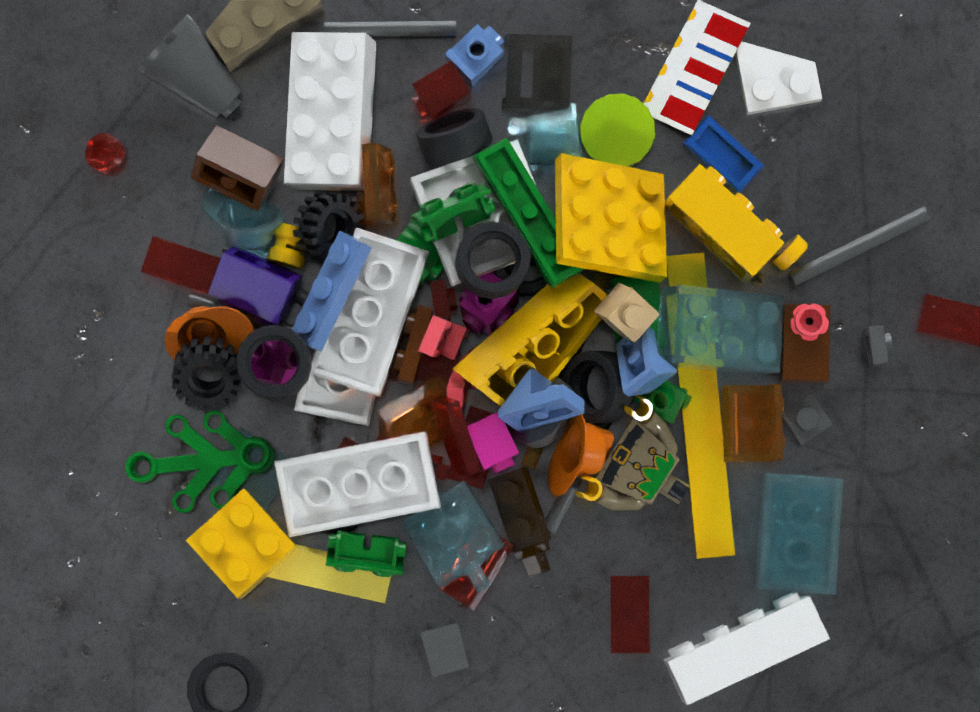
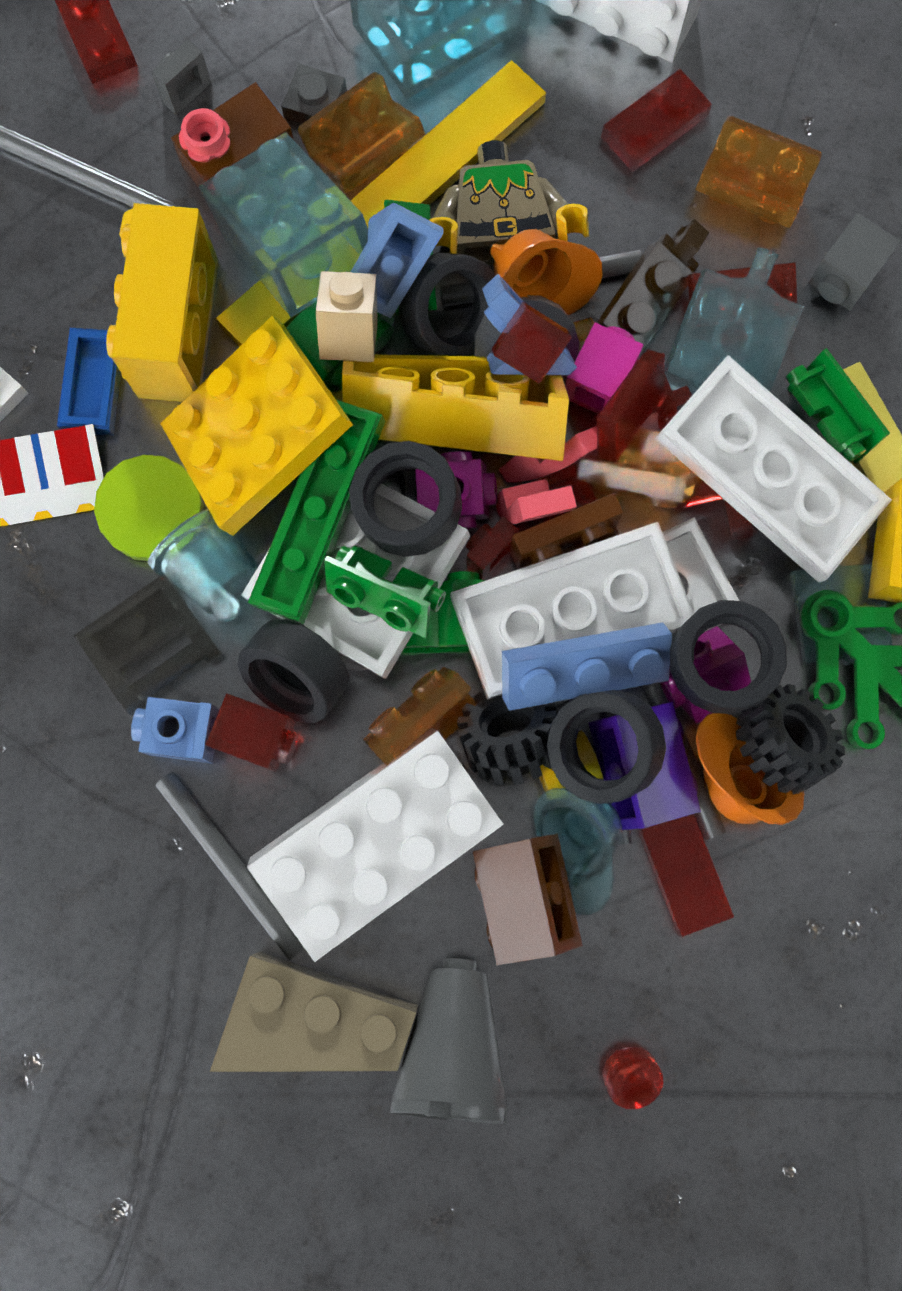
camera: 130 degrees left, 5 degrees down
(281, 238) = (564, 752): none -> black tyre
(525, 395) = (531, 342): none -> clear red plate
(543, 638) = (759, 171): none -> clear orange bracket

